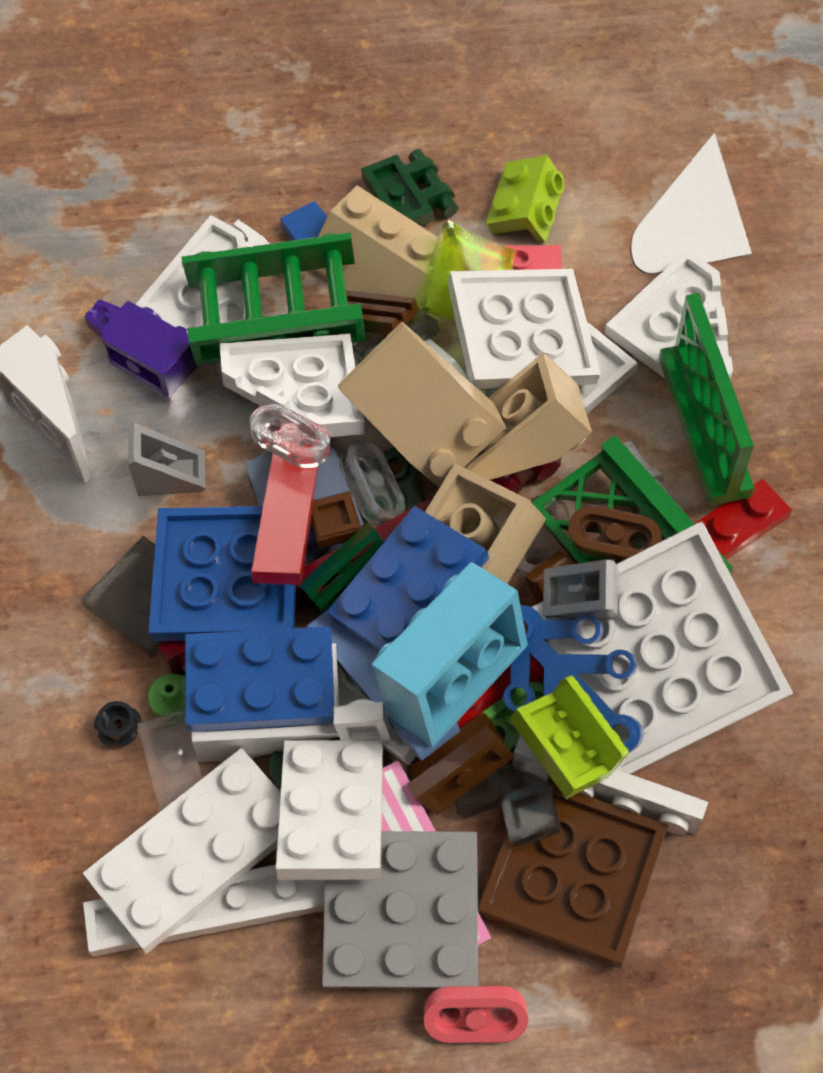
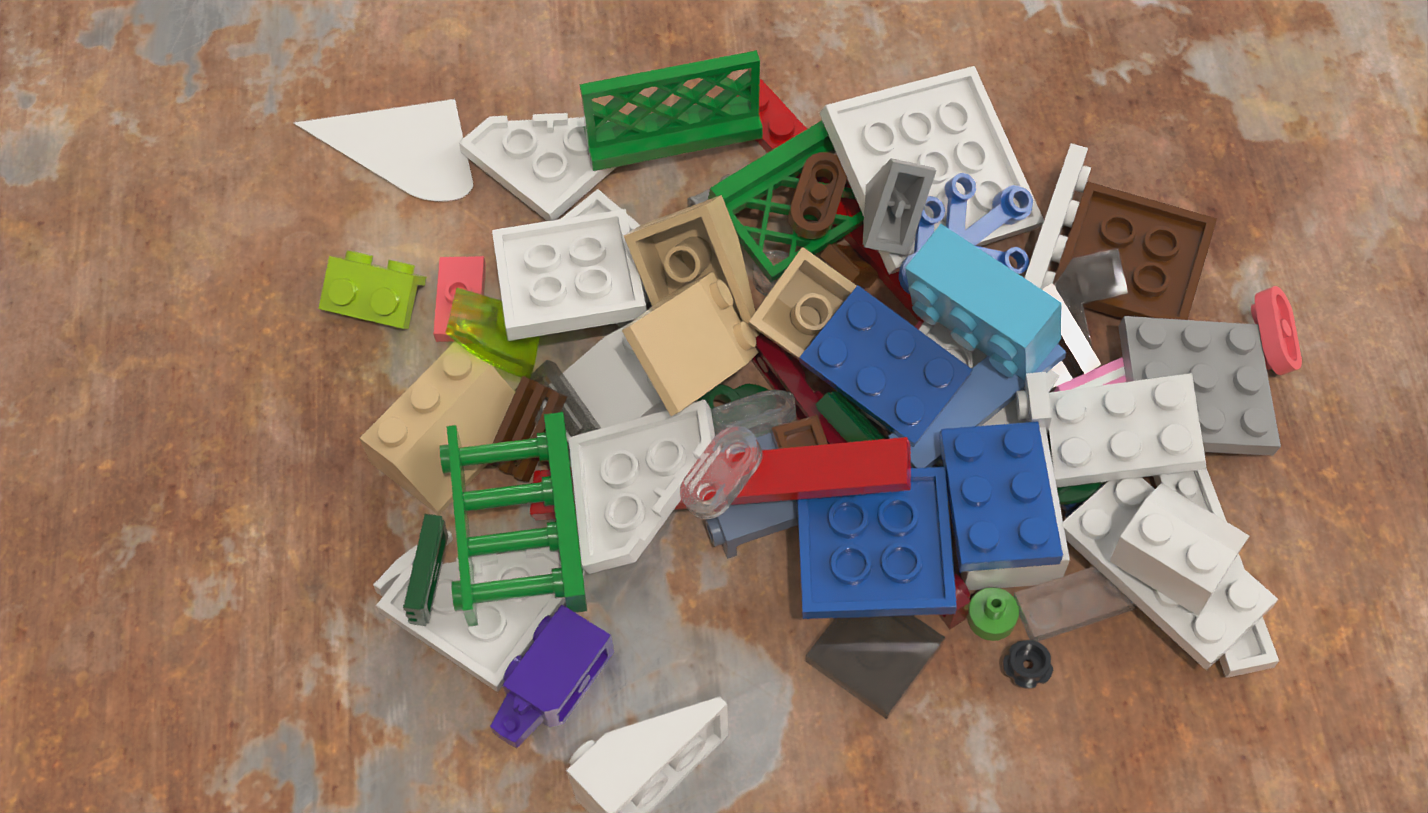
camera: 90 degrees left, 0 degrees up
(163, 463) = (717, 640): light grey slope -> none
(193, 842) = (1178, 548): none -> white slope
(224, 234) = (426, 570): none -> dark green tile
(304, 222) = (387, 511): blue tile -> none
(396, 187) = (348, 416): dark green plate -> none
(570, 737) = (1034, 231): lime bracket -> none

